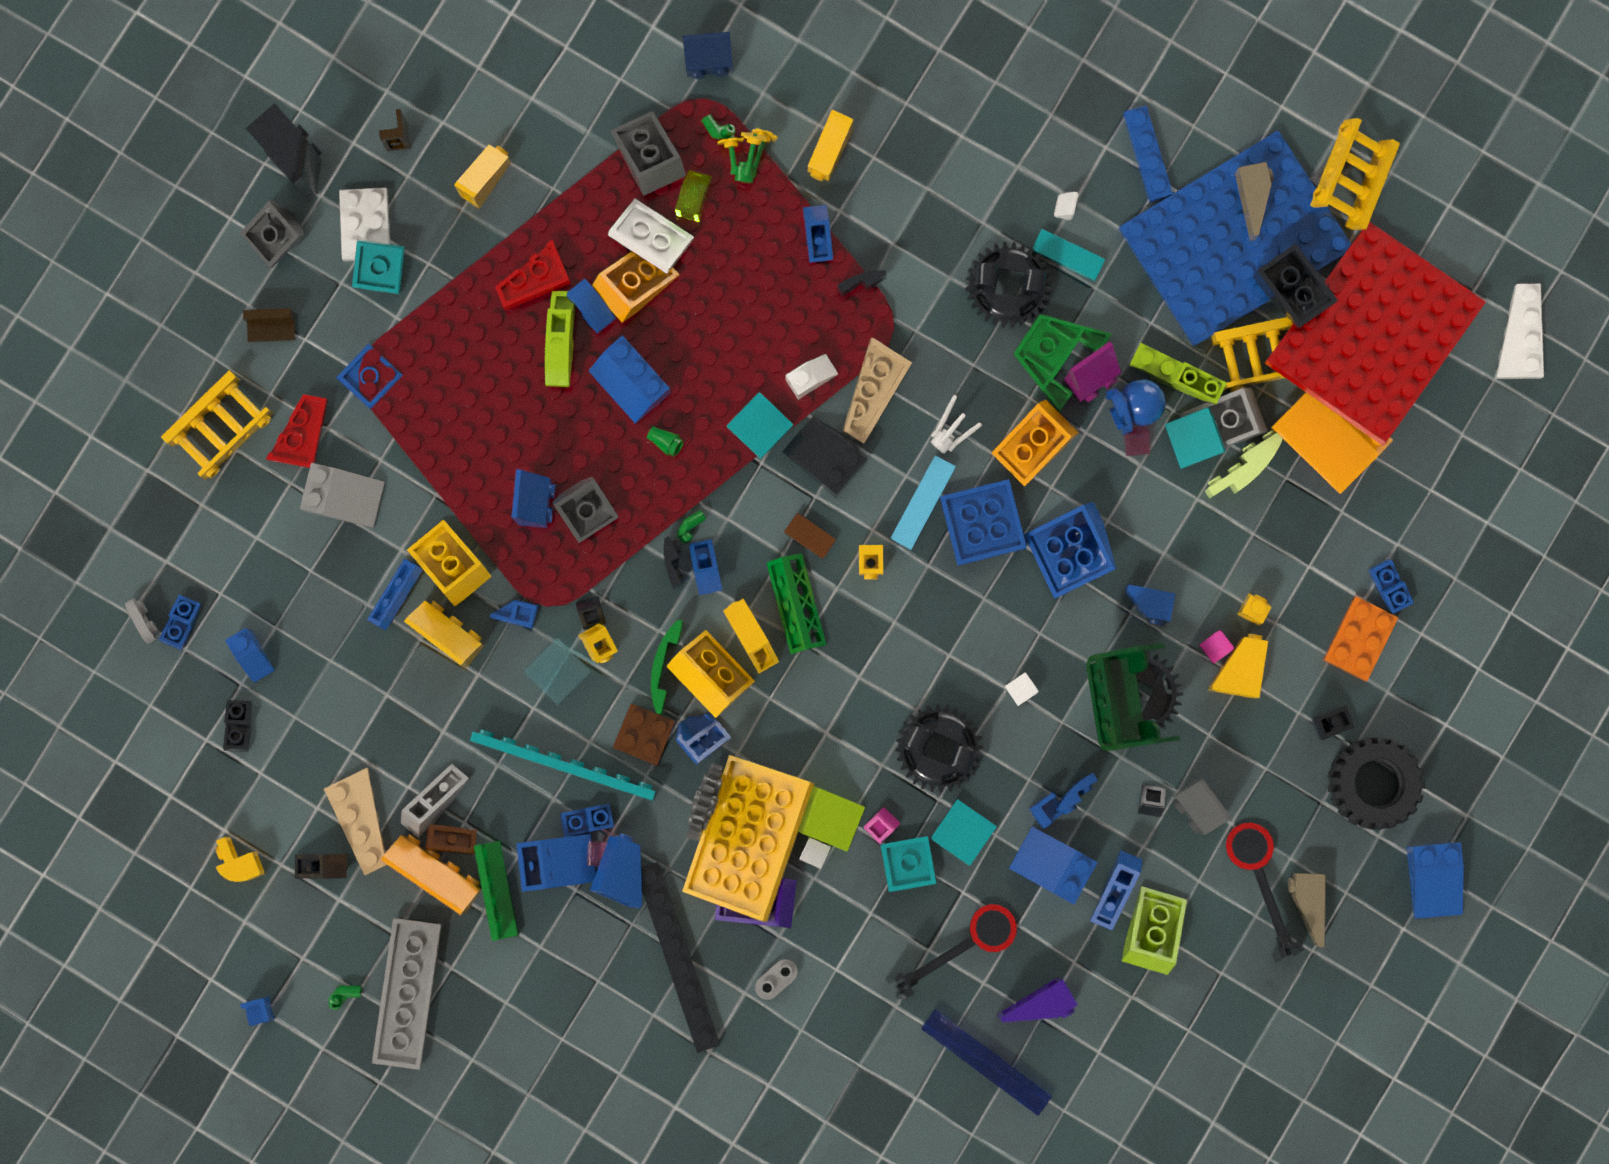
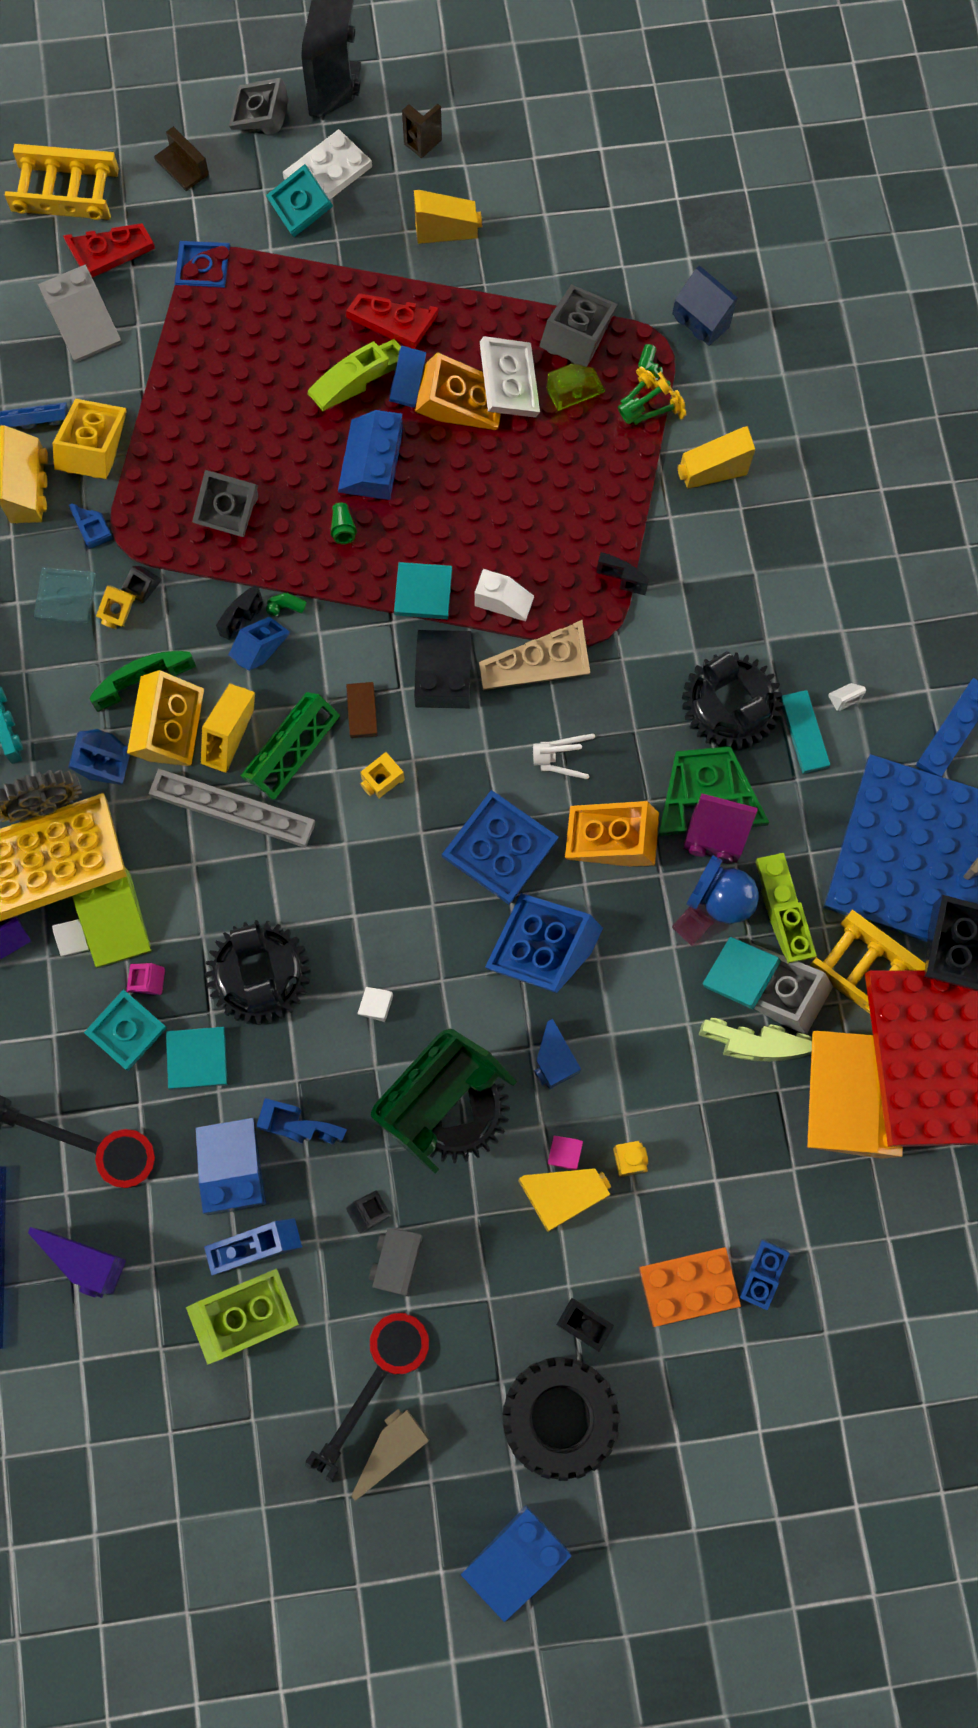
camera: 50 degrees right, 10 degrees down
(532, 499) = (193, 446): blue slope -> none
(644, 734) = (65, 708): reddish brown plate -> none
(810, 677) = (232, 808): none -> light grey plate
(818, 233) = (632, 506): blue slope -> none
(923, 502) = (474, 782): medium azure tile -> none

